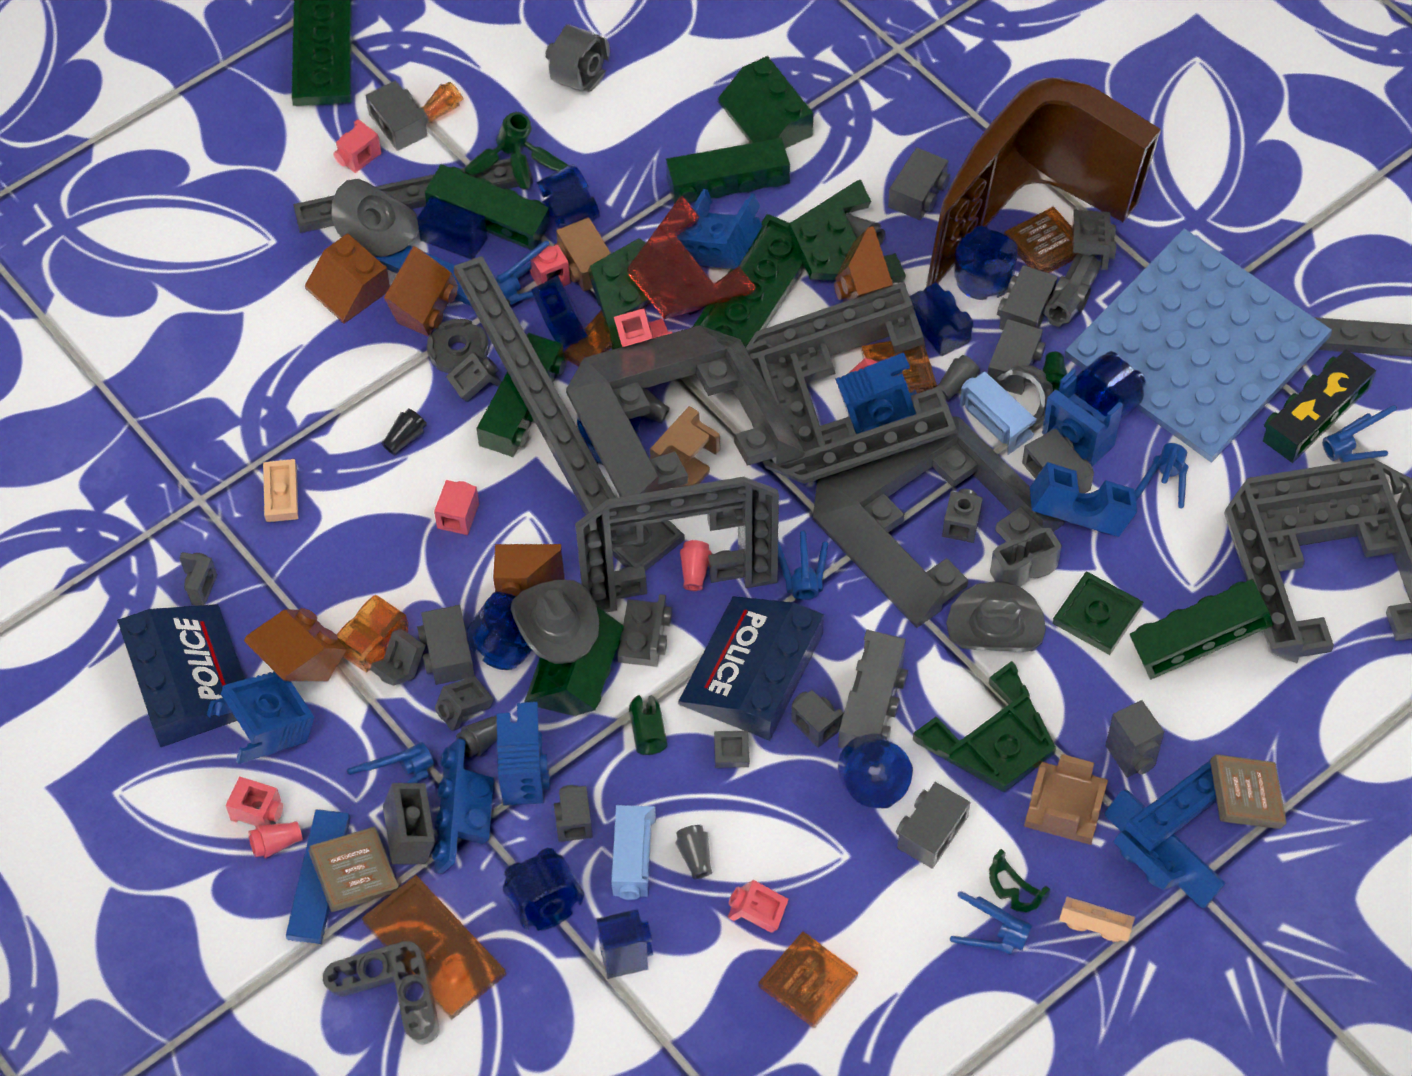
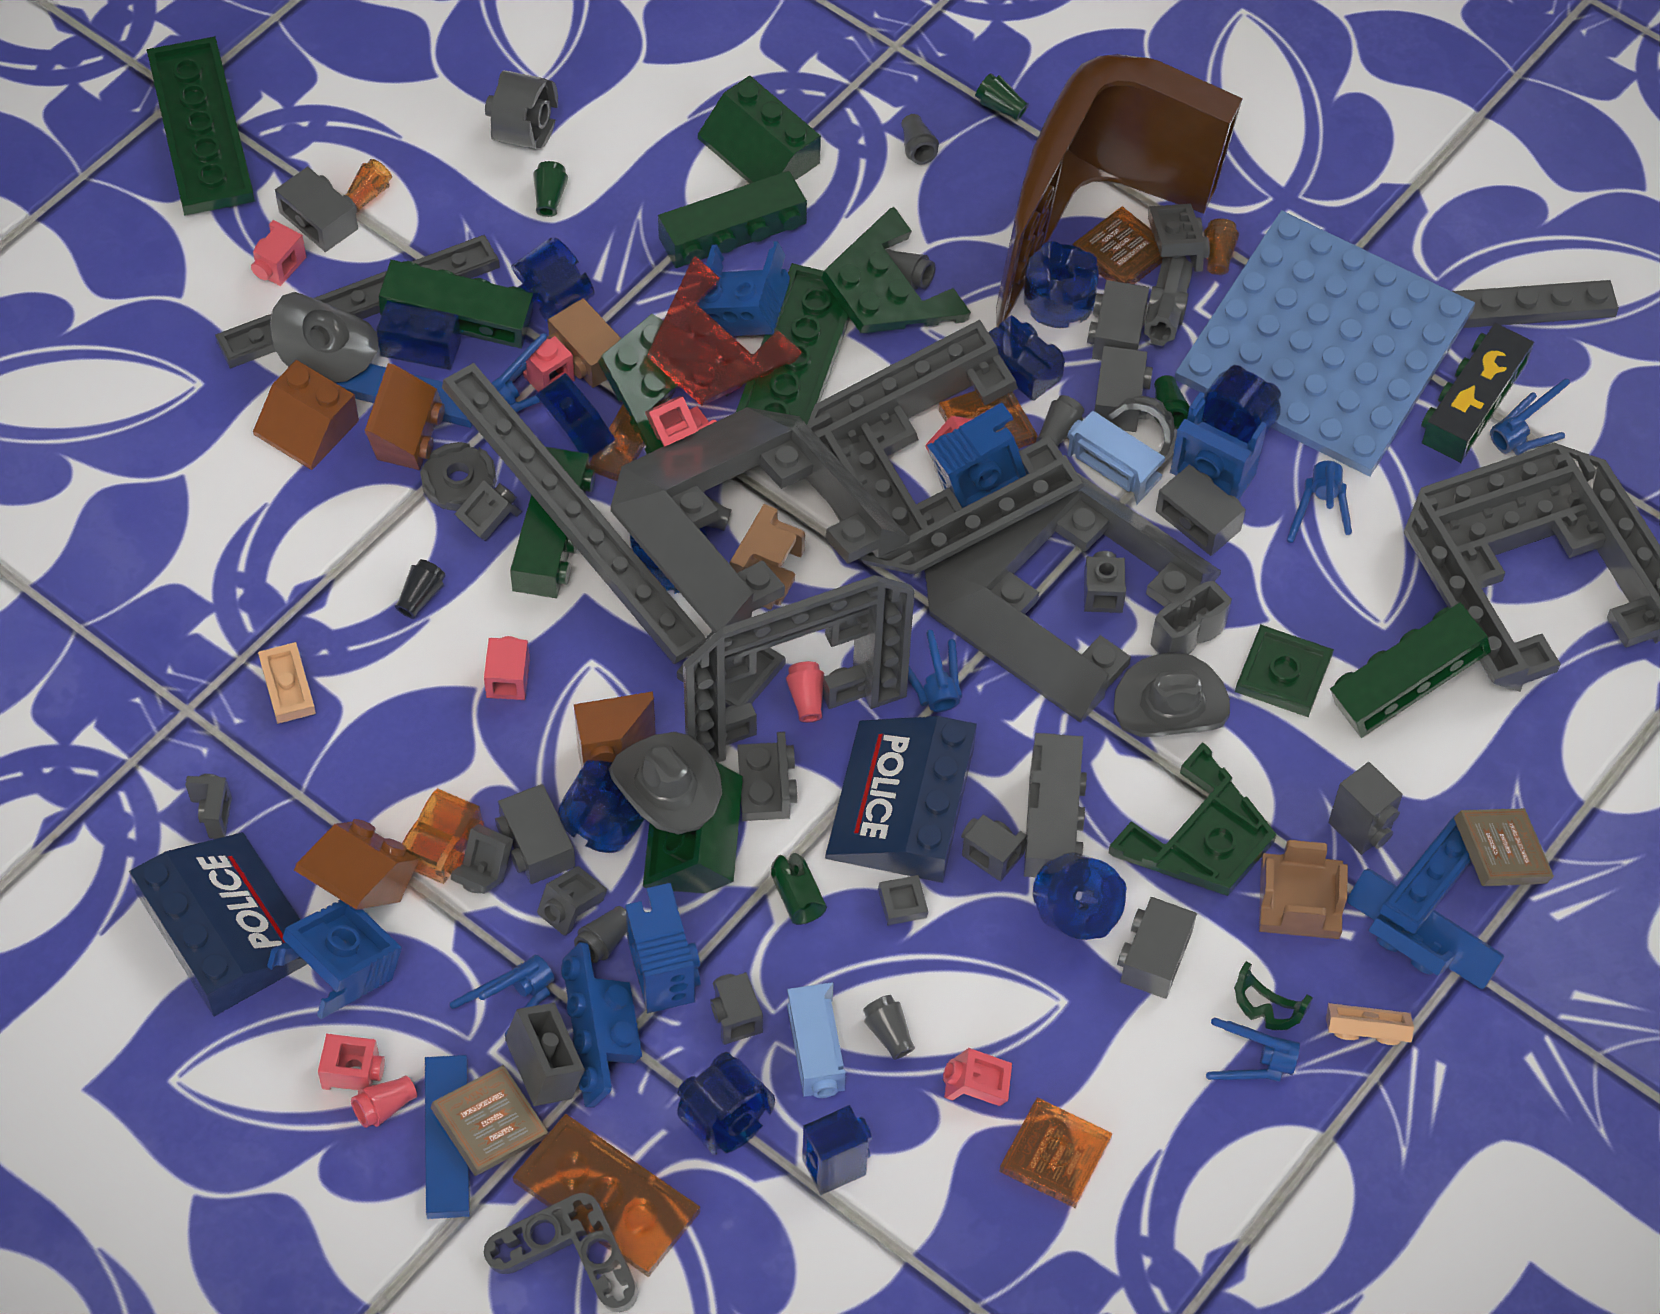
camera: 15 degrees left, 0 degrees up
(512, 139) = (464, 218): dark green plant -> none
(587, 121) = (549, 185): none -> dark green cone
(863, 268) = (925, 311): dark orange slope -> none
(897, 129) = (919, 141): none -> dark grey cone
(918, 184) = (960, 202): dark grey brick -> none
(973, 101) = (1001, 97): none -> dark green cone
(1105, 510) = (1215, 542): blue arch -> none
(1128, 250) = (1222, 242): none -> clear orange cone

